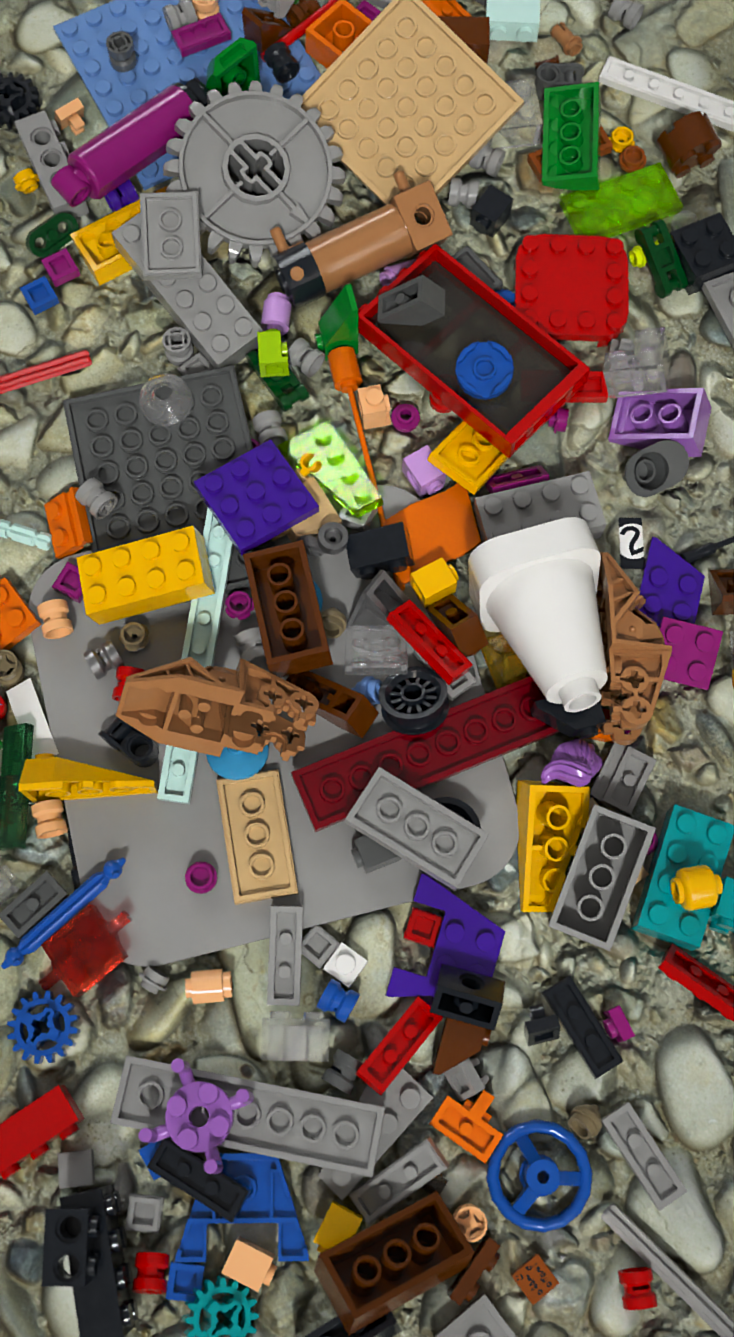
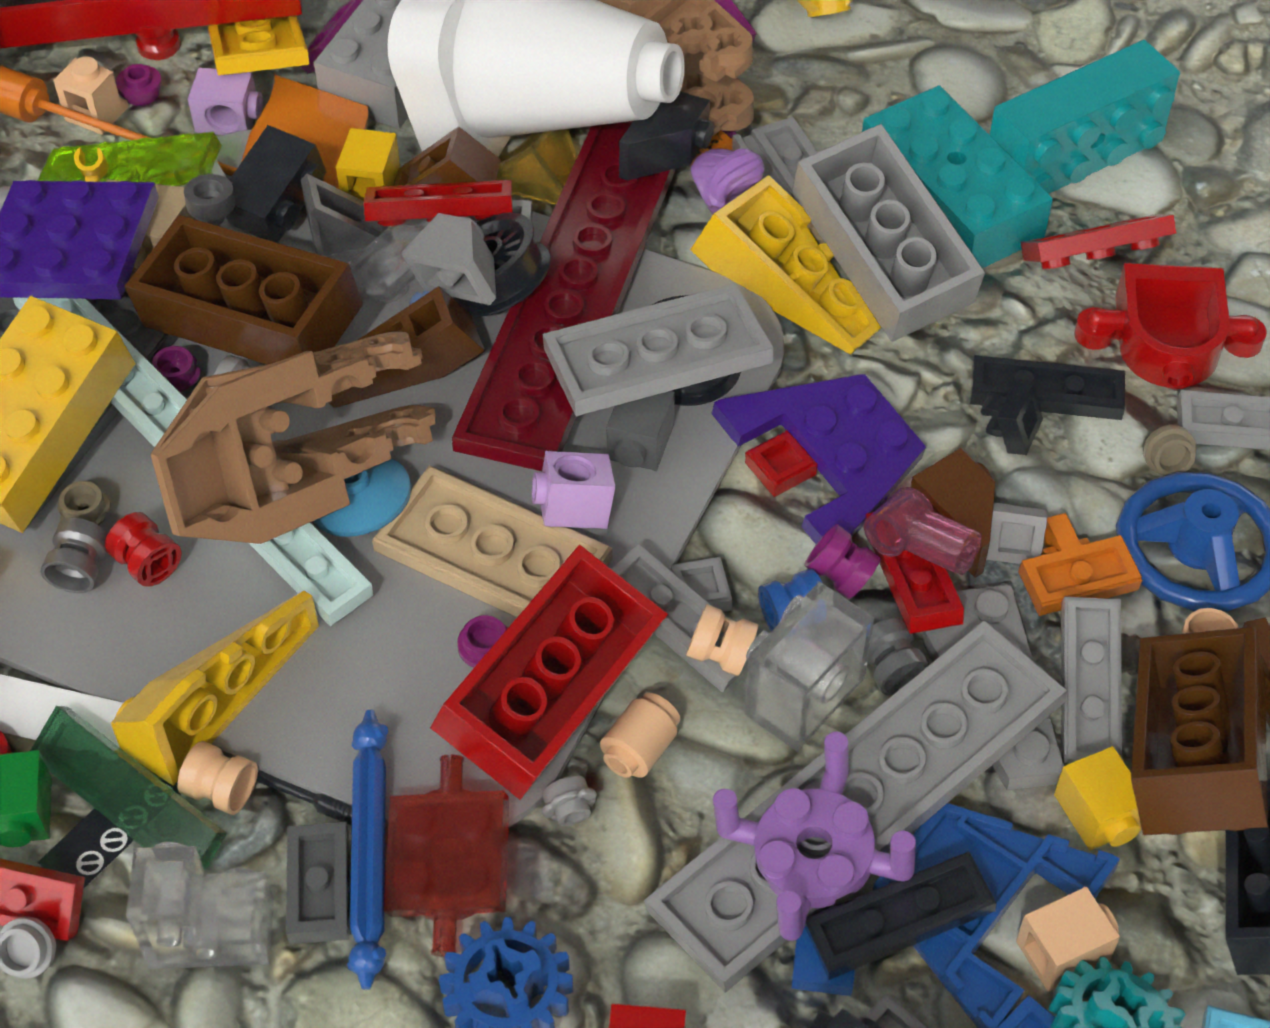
camera: 50 degrees left, 20 degrees down
(127, 739) = (216, 597): black piece -> none
(194, 927) = (548, 671): none -> red brick
(277, 989) = (733, 645): none -> light nougat wheel
(323, 851) = (574, 489): none -> lavender brick
(345, 965) = (749, 569): white plate -> none
(377, 1007) = (842, 561): none -> magenta wheel
(387, 689) = (454, 257): none -> light grey slope
(413, 1030) = (912, 525): none -> clear pink piece
(468, 997) = (916, 443): black brick -> none
(617, 1024) = (1076, 342): magenta plate -> none
(675, 1066) = (1171, 324): none -> red piece
(696, 887) = (983, 139): yellow head -> none

